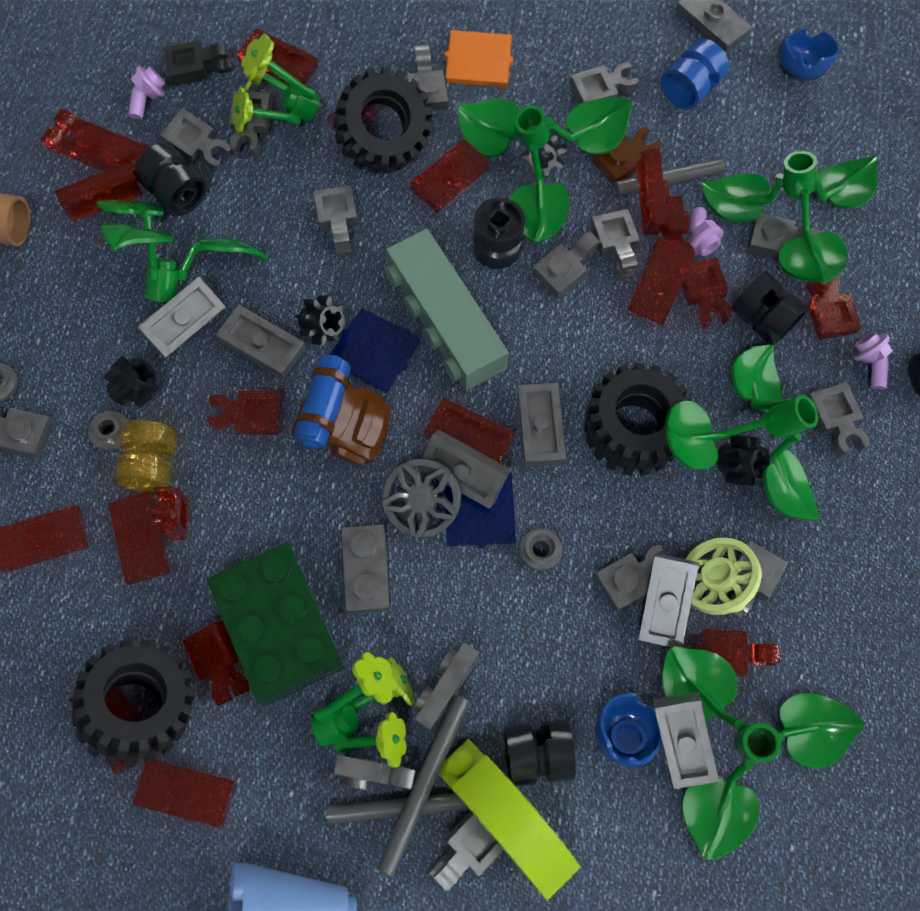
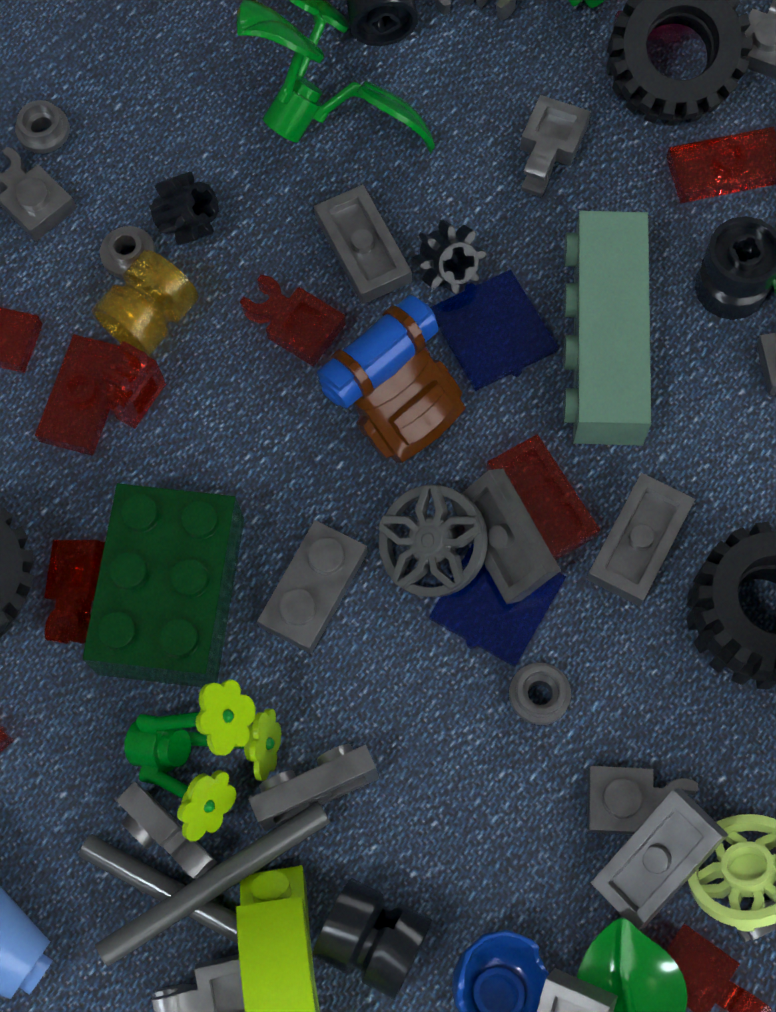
camera: 40 degrees right, 0 degrees up
(181, 317) = (289, 164): flat silver plate -> none

